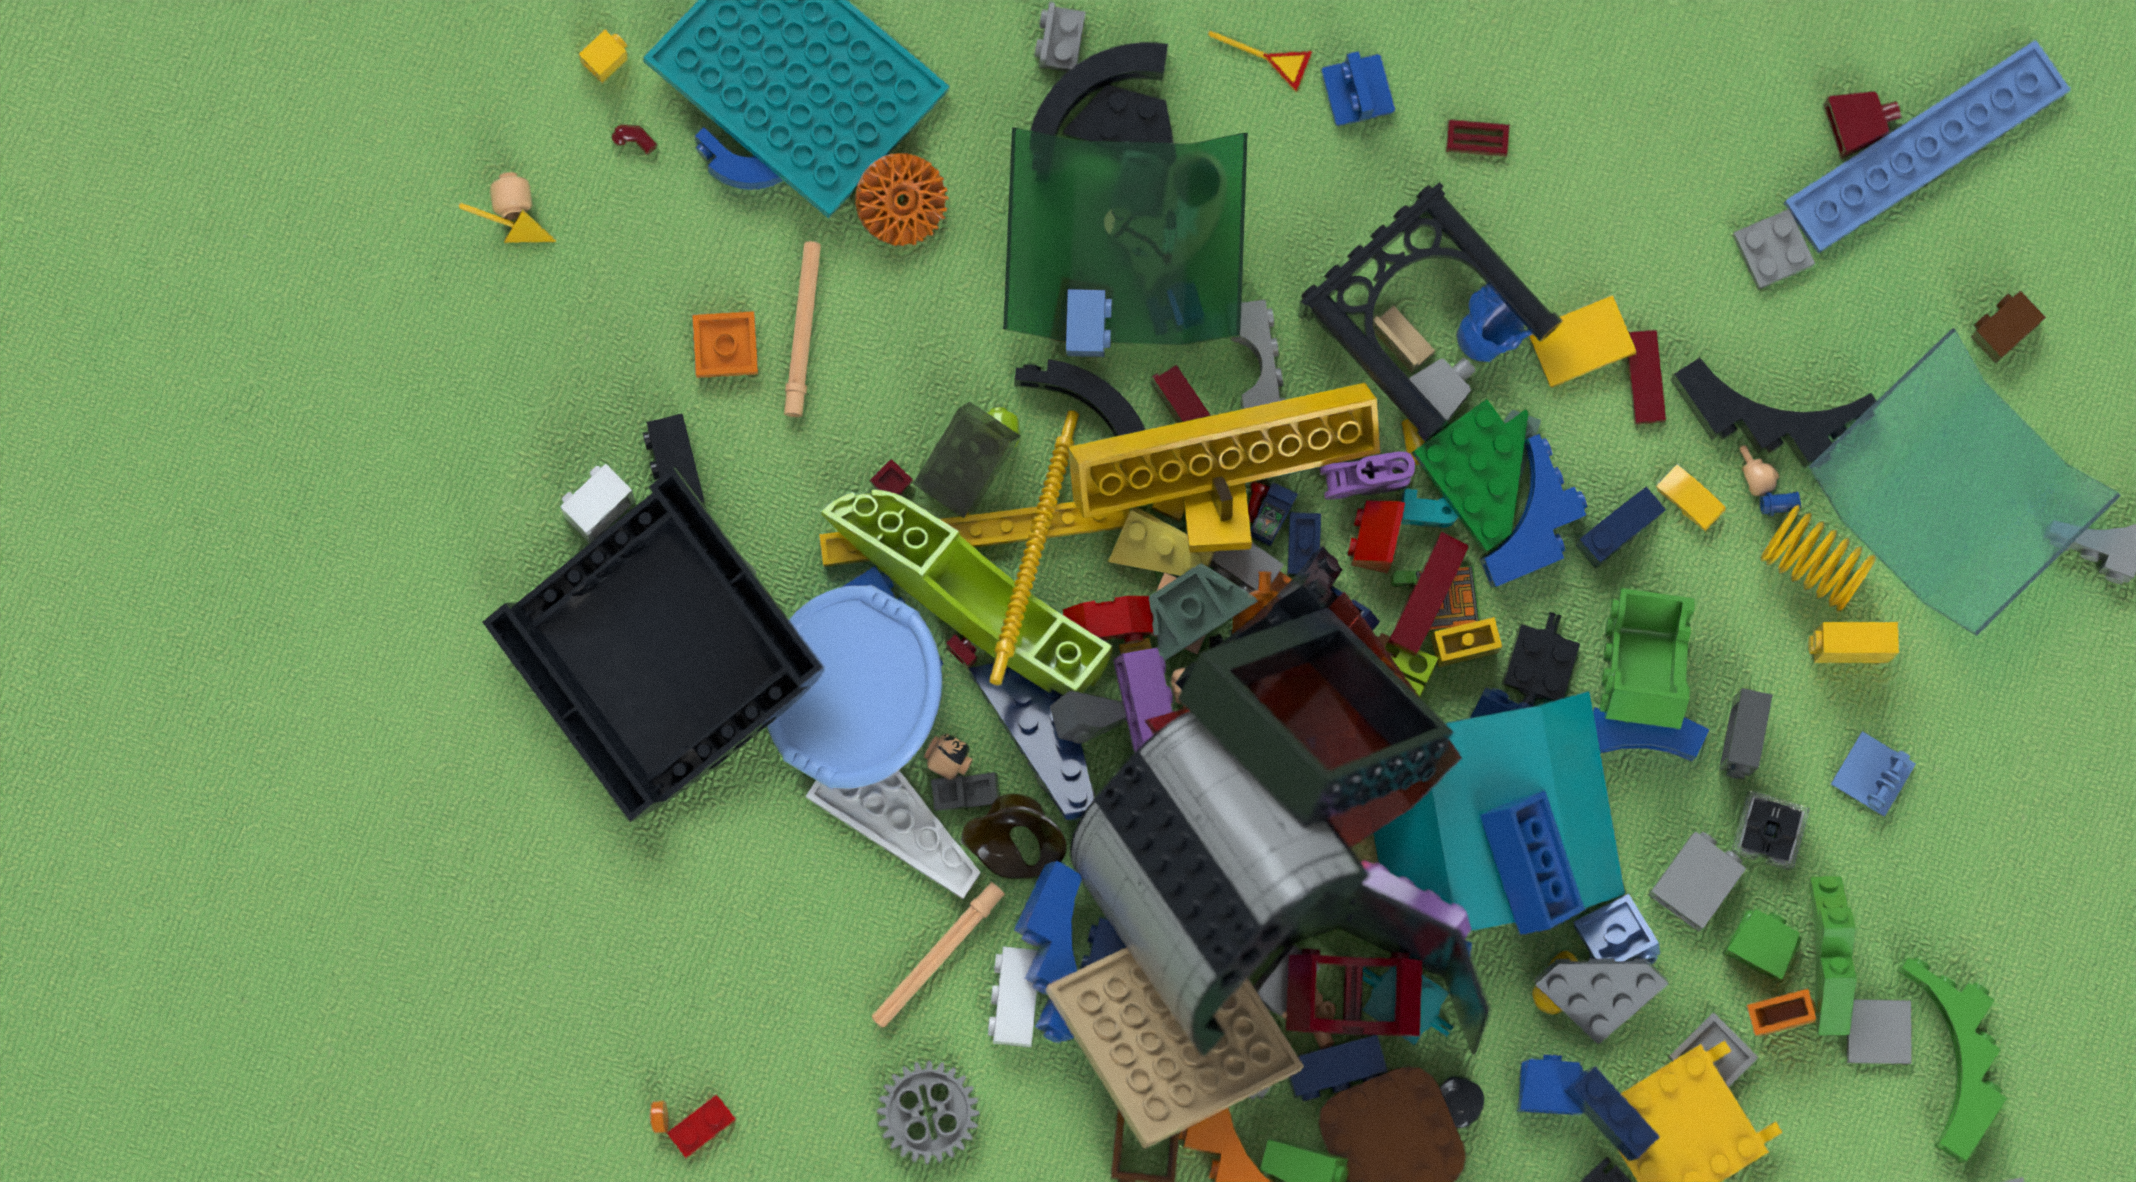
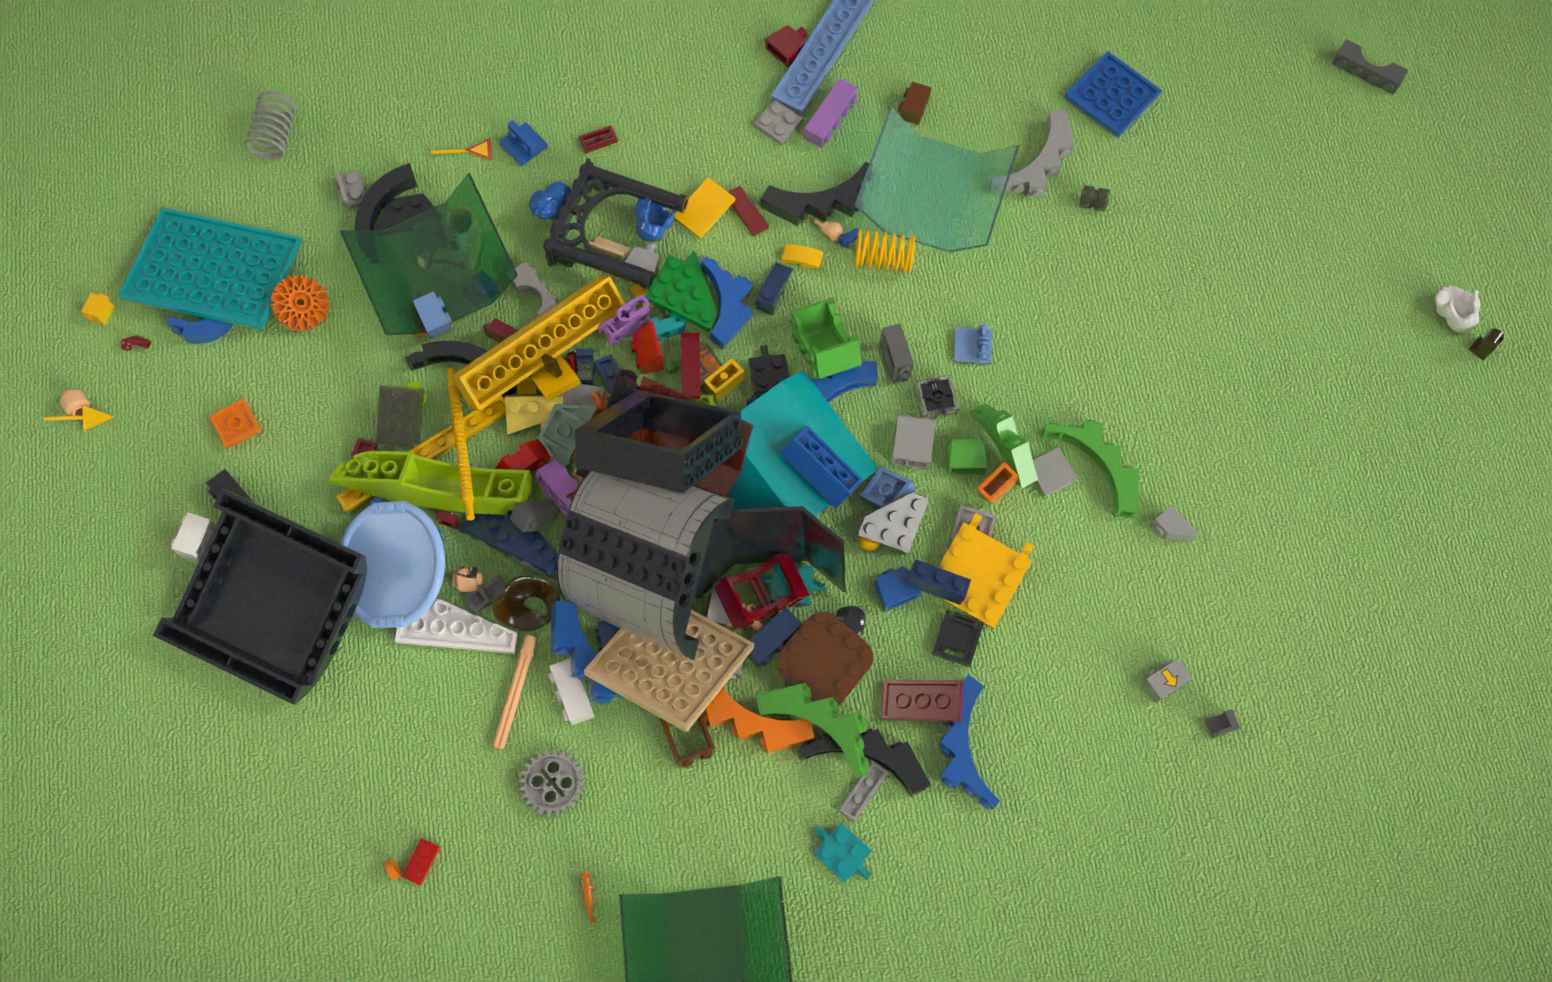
camera: 25 degrees left, 10 degrees down
(796, 387) = (286, 427): light nougat axle -> none
(1349, 220) = (549, 202): none -> blue hair
(1854, 642) = (927, 282): yellow brick -> none
(1865, 276) = (831, 112): none -> medium lavender brick

